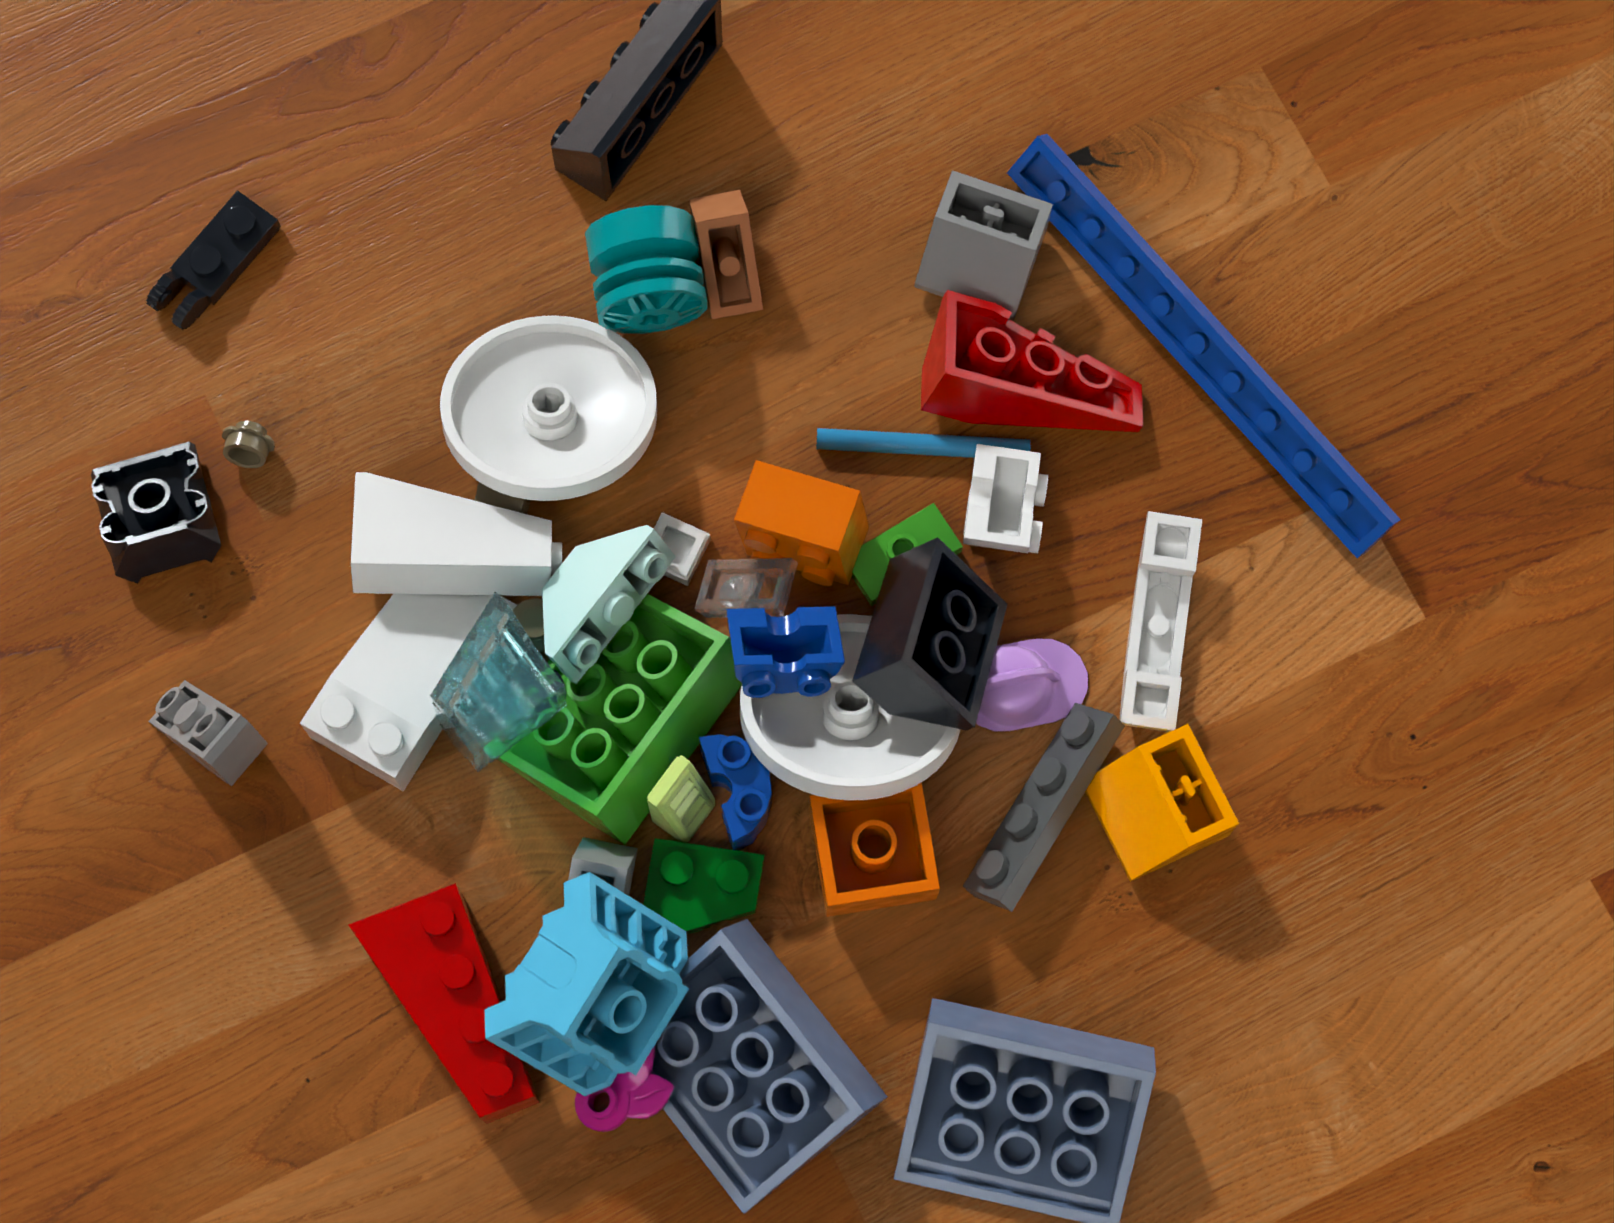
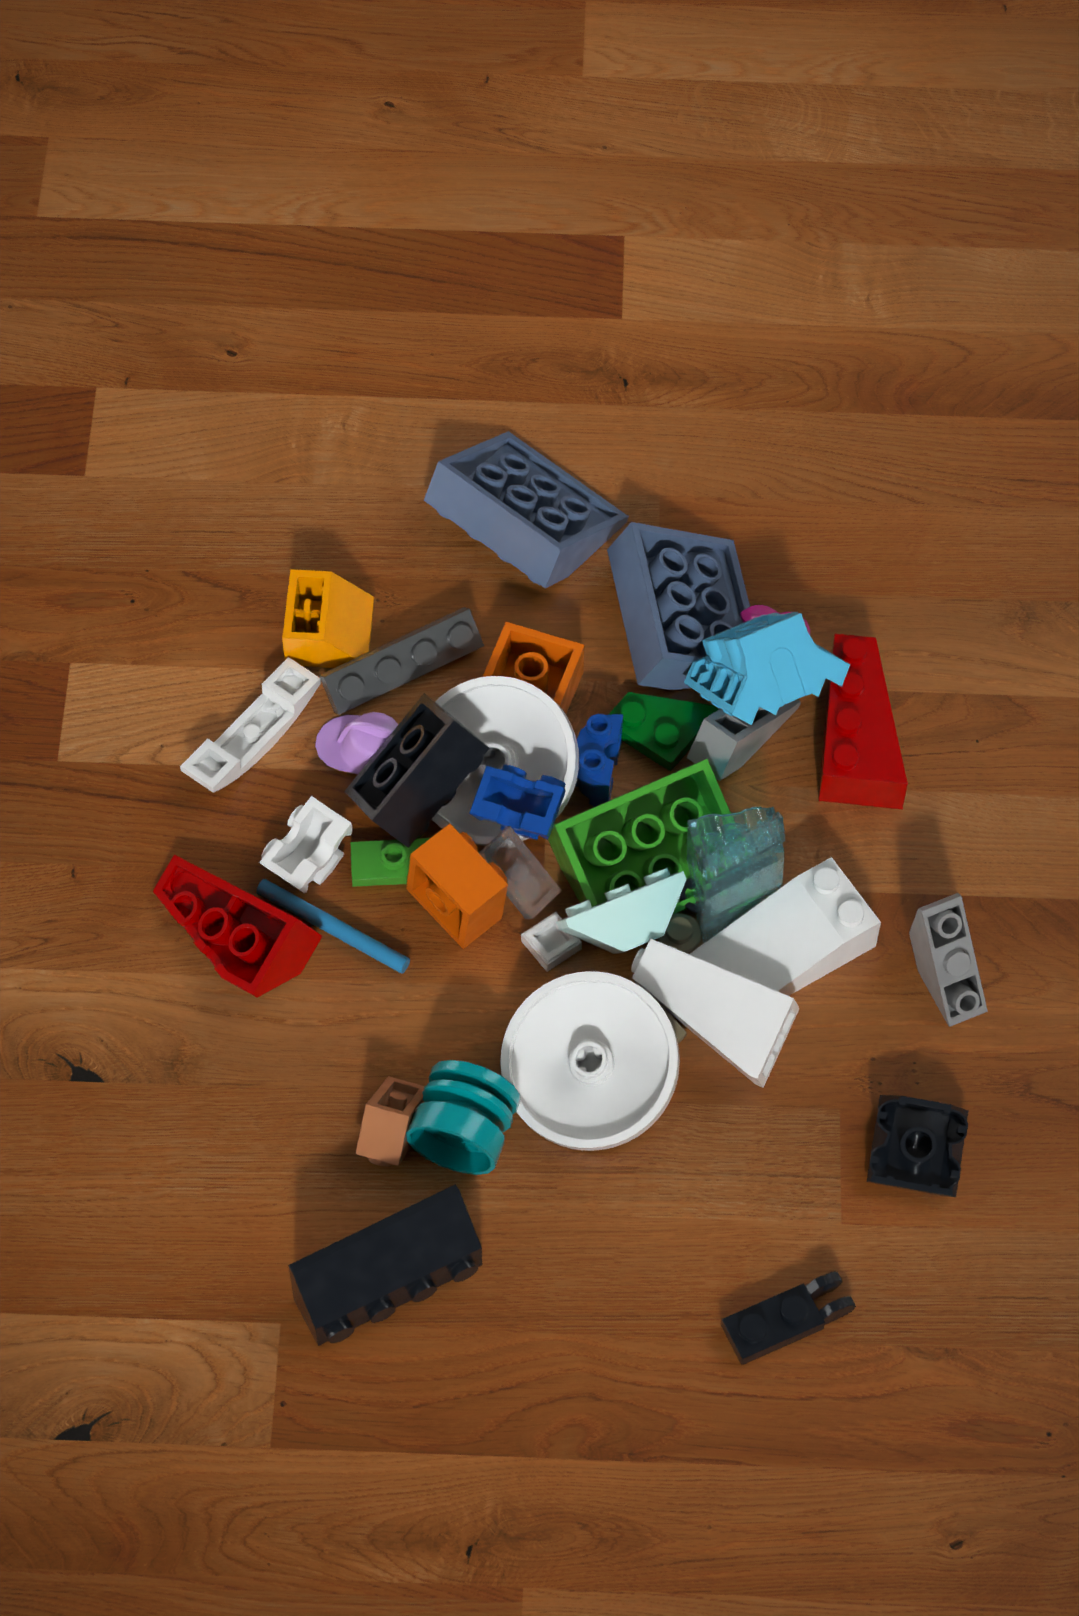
camera: 150 degrees left, 15 degrees down
(247, 444) = (826, 1158): dark tan plate -> none
(680, 800) = (643, 764): yellowish green slope -> none
(983, 242) = (200, 1026): light grey slope -> none
(1204, 347) = (96, 897): blue plate -> none

